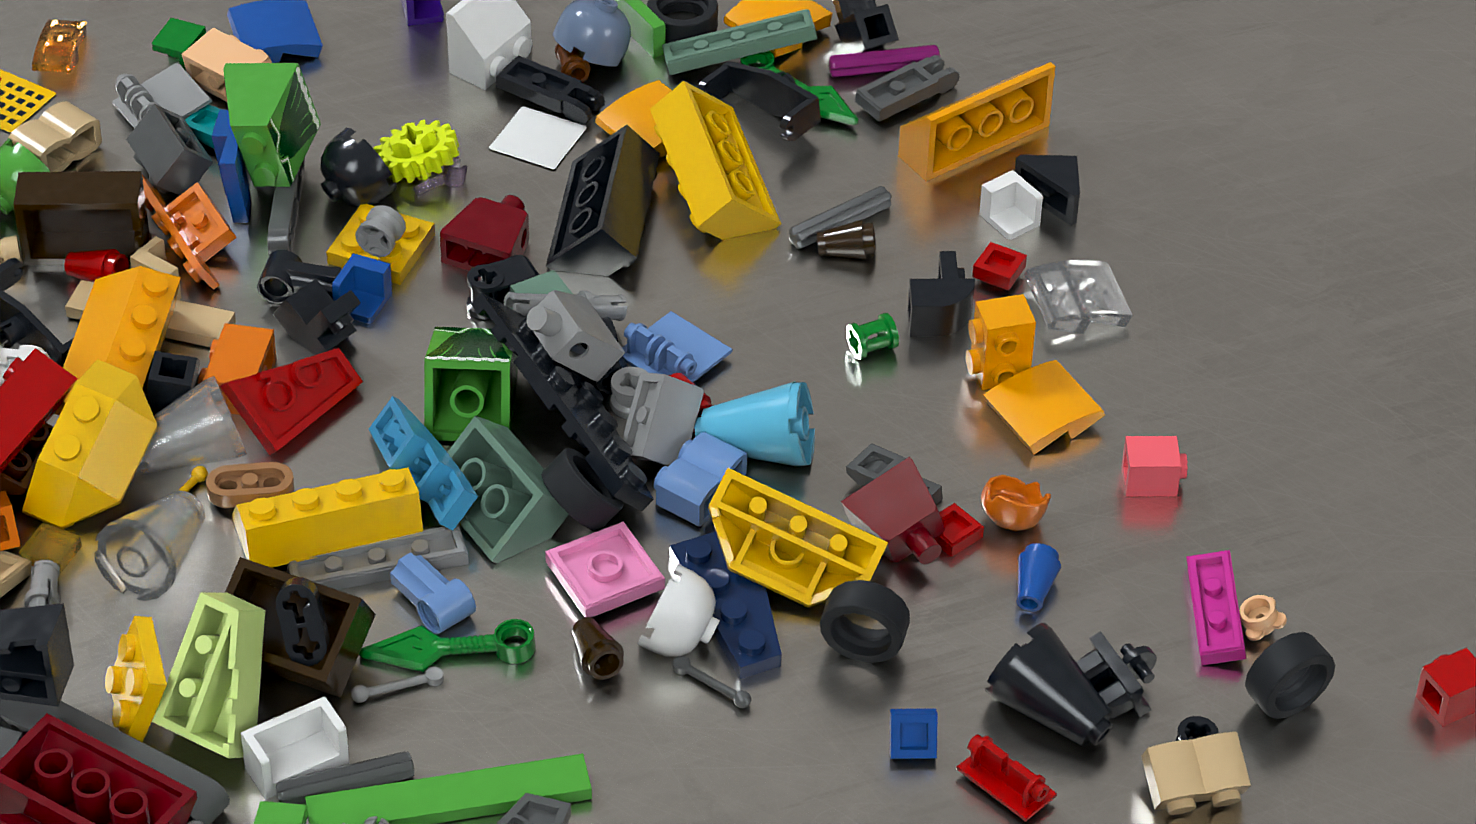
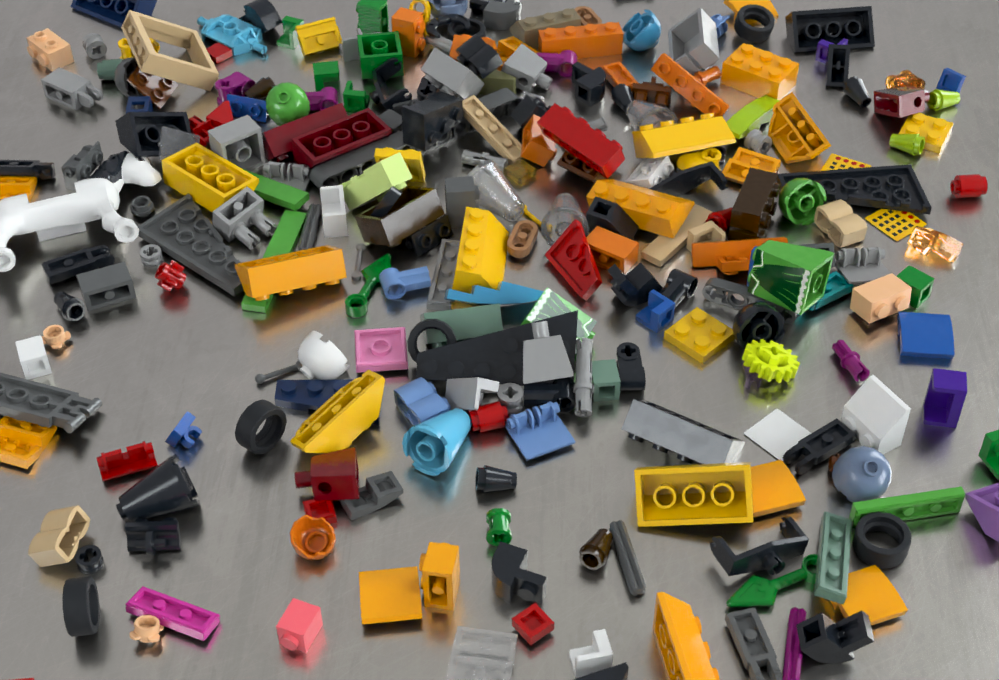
camera: 115 degrees right, 0 degrees up
(91, 448) = (568, 174): yellow wedge -> none
(209, 552) = (459, 194): none -> dark grey brick
(366, 87) = (851, 361): none -> magenta axle
(380, 231) = (687, 315): light grey wheel -> none
(485, 233) = (676, 375): dark red torso -> none
(490, 734) = (291, 271): none -> light orange slope
(597, 649) = (330, 329): dark brown cone -> none
(793, 363) = (494, 479): none -> black cone
(1036, 573) = (254, 531): blue cone -> none

